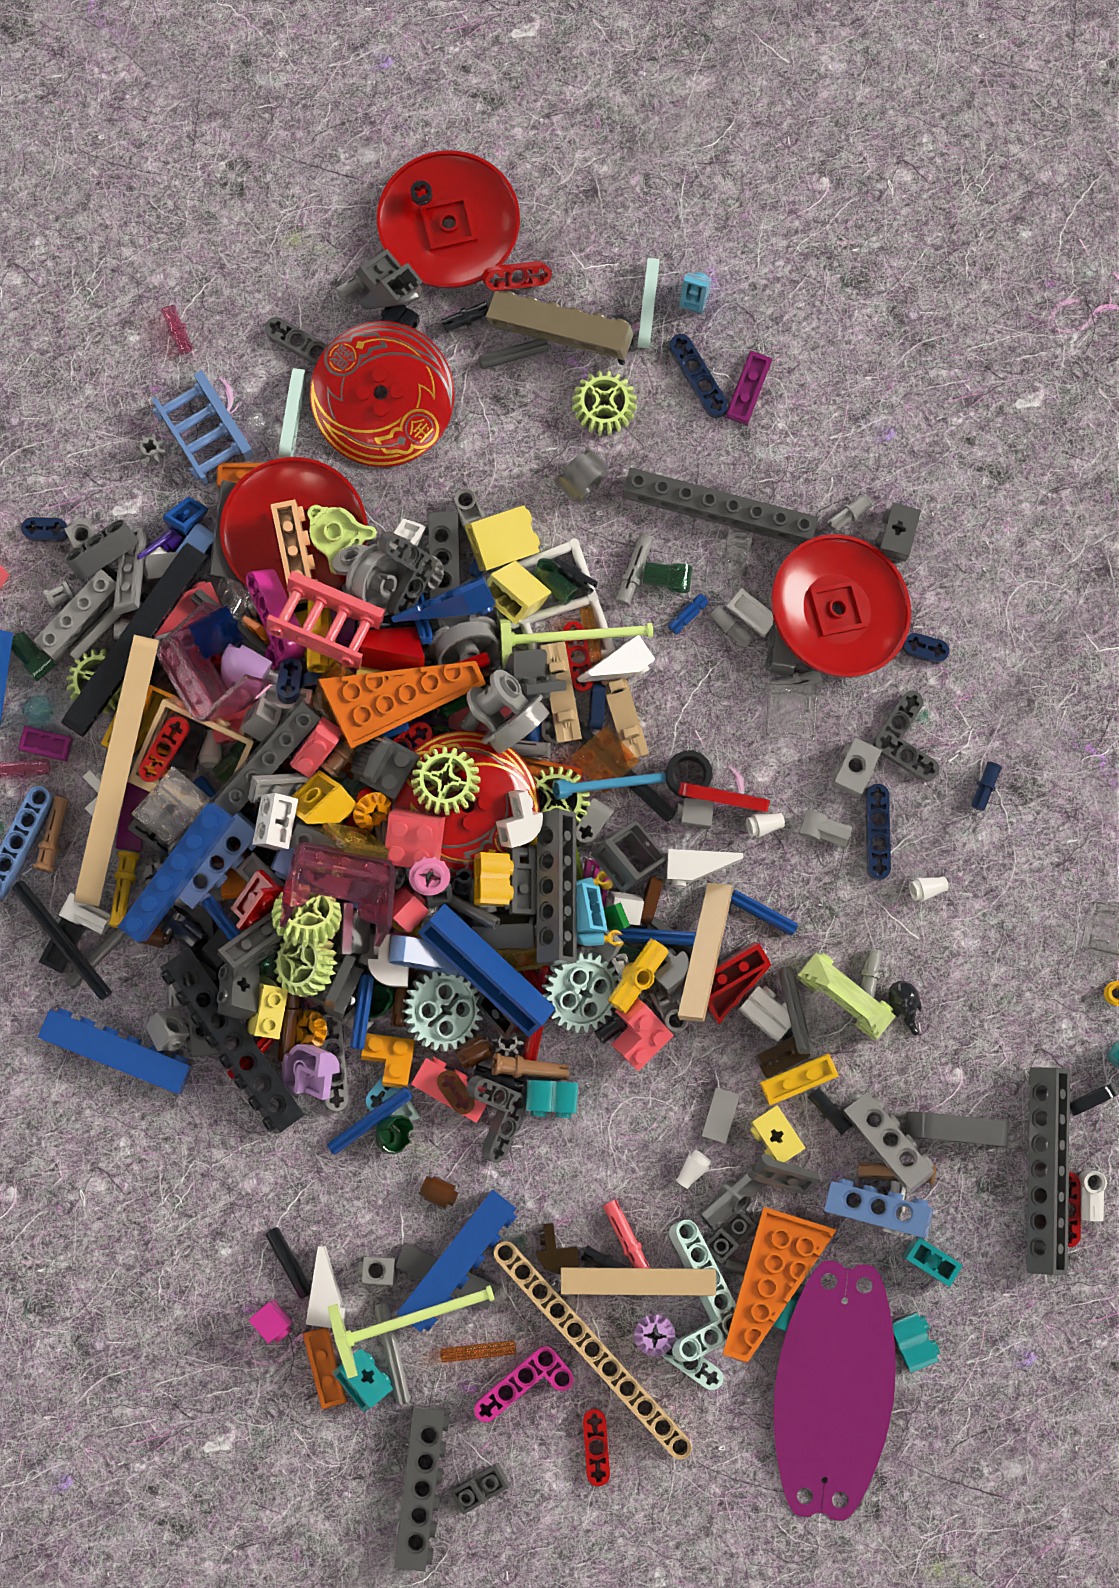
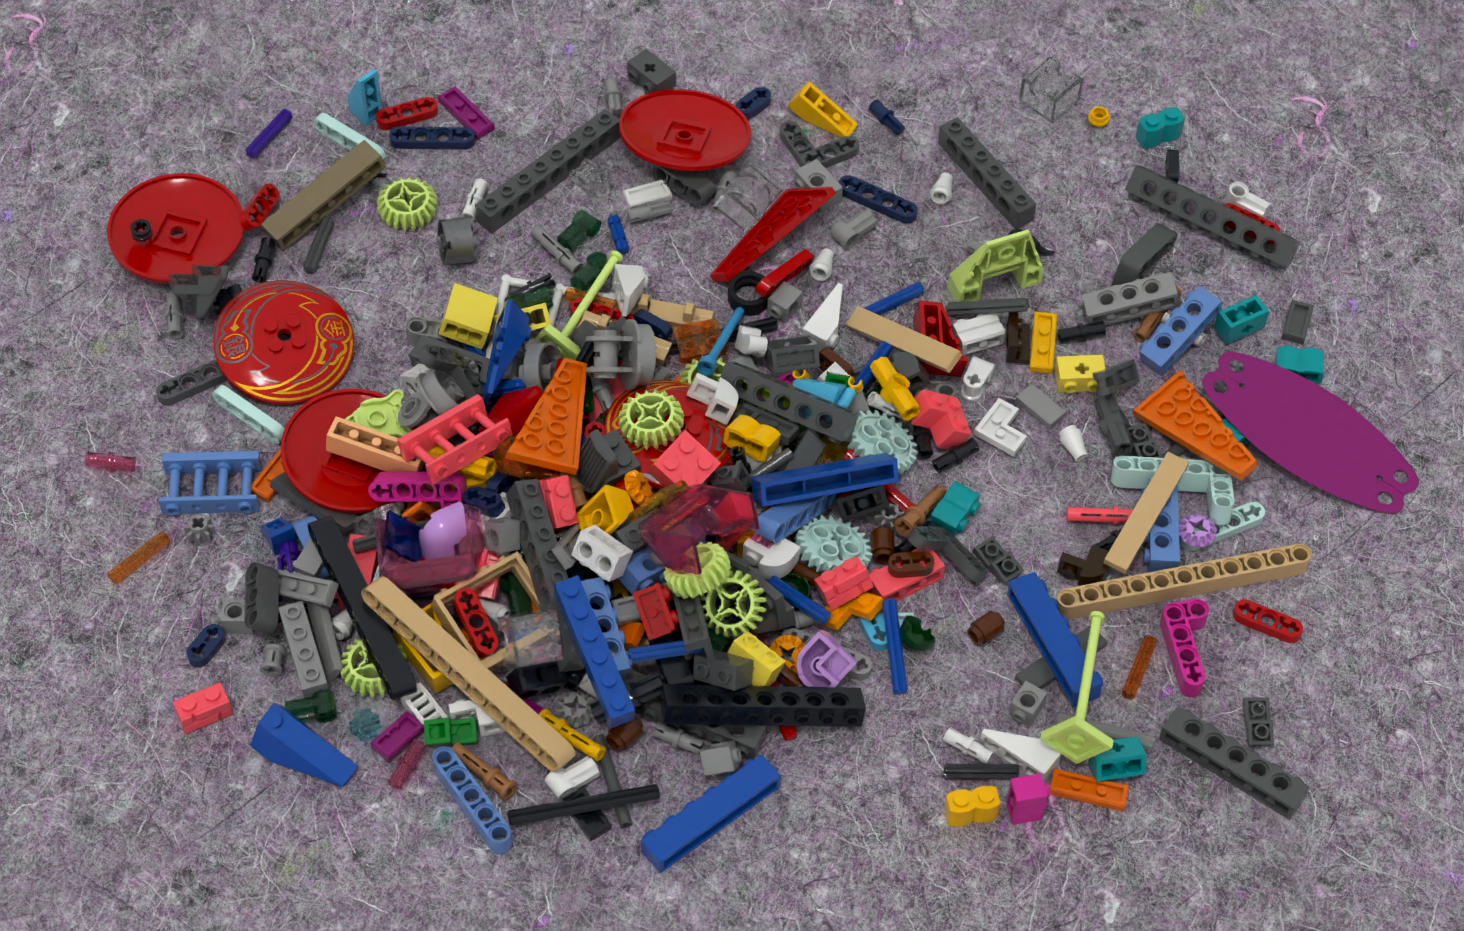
camera: 60 degrees left, 25 degrees down
(72, 784) = (448, 732): none -> green slope
(92, 755) = (415, 700): none -> white slope
(98, 417) = (138, 557): none -> clear orange axle
(239, 1268) = (977, 805): none -> yellow brick
(308, 1239) = (968, 746): none -> white pin
(399, 1043) = (843, 583): none -> coral brick
(435, 884) = (732, 467): bright pink gear -> none
(521, 1164) = (997, 561): none -> dark grey slope
(611, 1323) = (1165, 536): none -> medium blue brick
(614, 1065) = (955, 455): none -> black pin
(618, 616) = (587, 275): none -> clear green piece
(620, 227) = (268, 133): none -> dark purple axle
(625, 810) = (751, 342): none -> white leg
(647, 459) = (474, 197): none -> white pin
(667, 1085) = (996, 430): none -> white plate
(713, 325) = (391, 112): none -> red beam
(719, 1039) = (976, 378): none -> white piece
(788, 759) = (775, 224): none -> red wing
(951, 721) = (820, 111): none -> yellow slope
(970, 920) = (987, 173): none -> dark grey brick
(971, 1314) = (1297, 322): none -> dark grey tile

